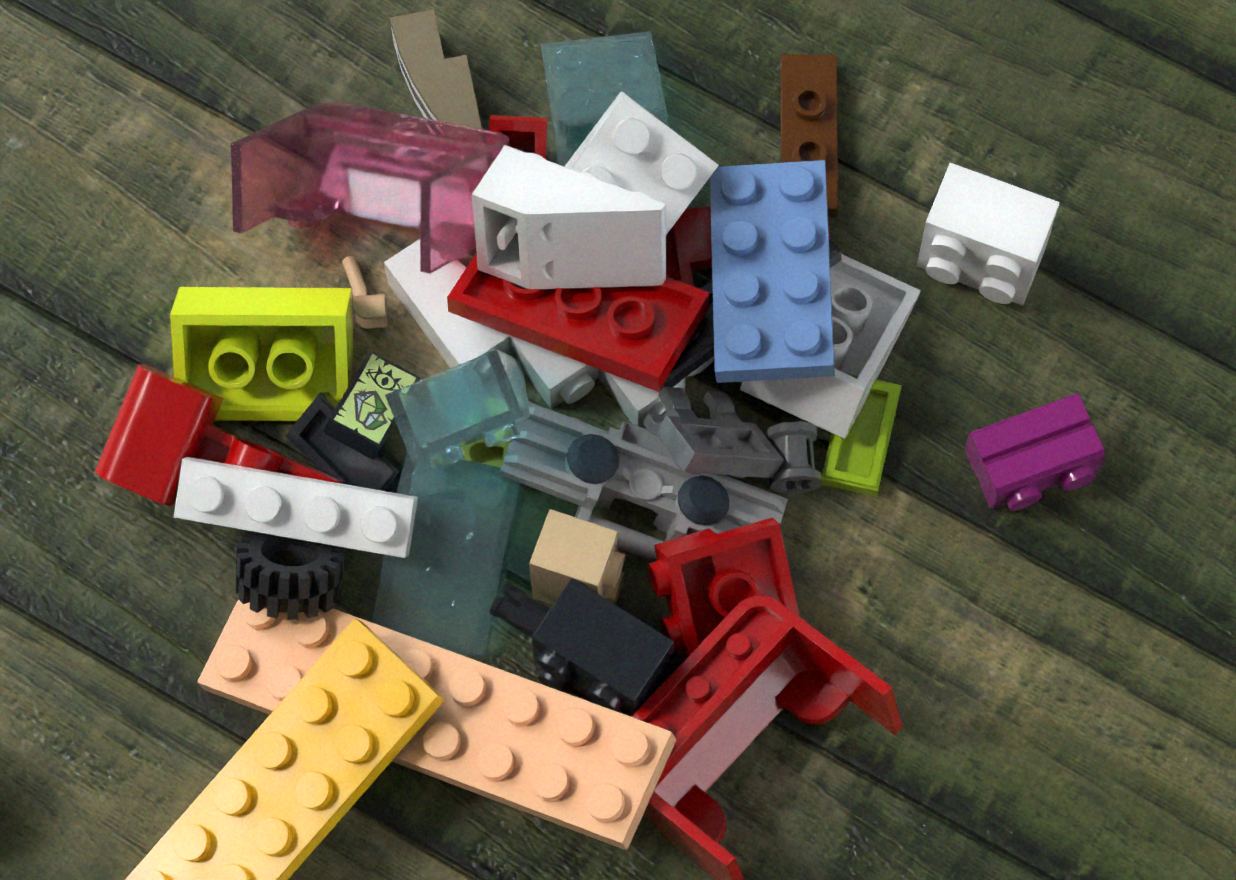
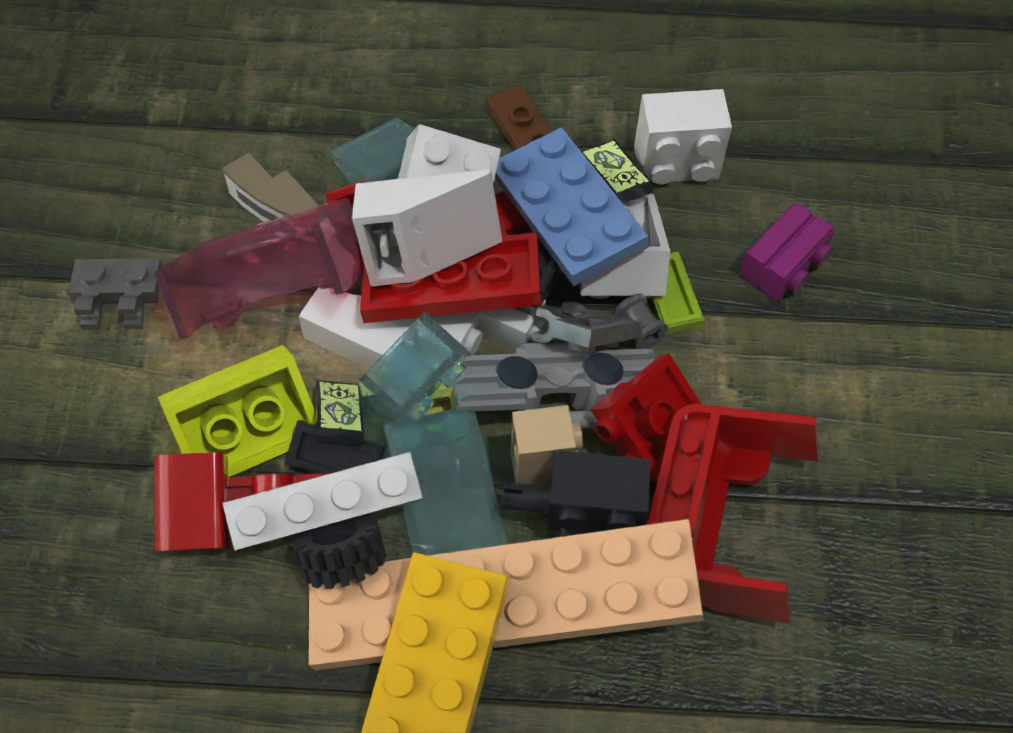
camera: 30 degrees left, 10 degrees down
(200, 106) = (113, 281): none -> flat silver plate
(369, 309) = (302, 354): tan hand -> none
(883, 240) = (619, 171): none -> tile

